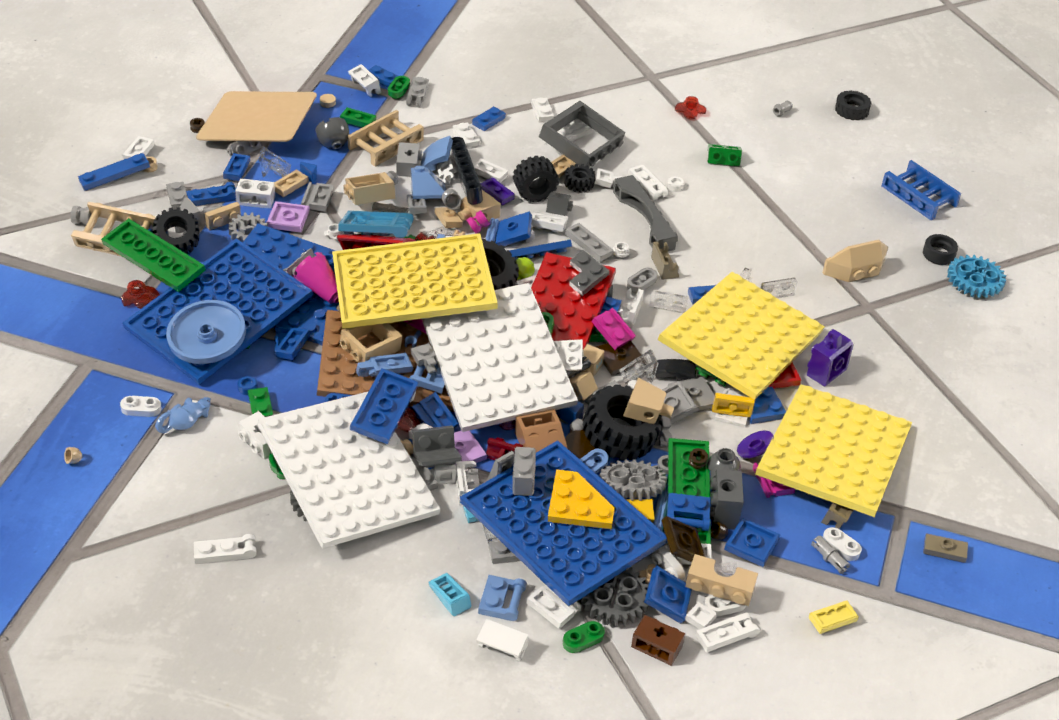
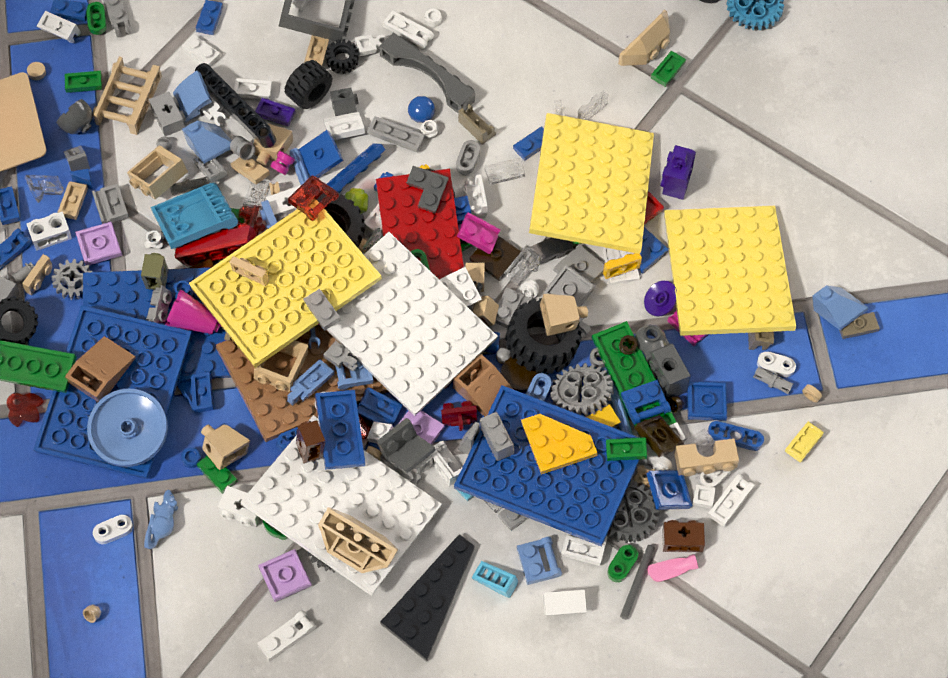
camera: 25 degrees left, 20 degrees up
(215, 281) = (100, 369): none -> medium nougat slope
(258, 502) = (284, 575): none -> lavender plate
(280, 384) = (224, 445): none -> tan torso
(311, 234) = (154, 271): none -> olive brick
(314, 157) = (76, 158): none -> light grey slope
(332, 488) = (355, 542): none -> tan wedge
(348, 397) = (310, 441): none -> reddish brown brick
(372, 583) = (424, 606): none -> black wing
(386, 257) = (249, 271): none -> tan plate
(428, 305) = (322, 309): none -> light grey plate
(477, 226) = (308, 193): none -> clear red plate
(587, 659) = (637, 582): none -> dark grey bar
(623, 233) = (421, 109): none -> blue hair
(631, 663) = (672, 568): none -> bright pink piece
(642, 532) = (626, 449): none -> green plate
(769, 591) = (742, 431): none -> blue beam
(864, 580) = (812, 393): none -> tan tile
(866, 289) = (668, 68): none -> green plate
(930, 519) = (837, 306): none -> medium blue slope

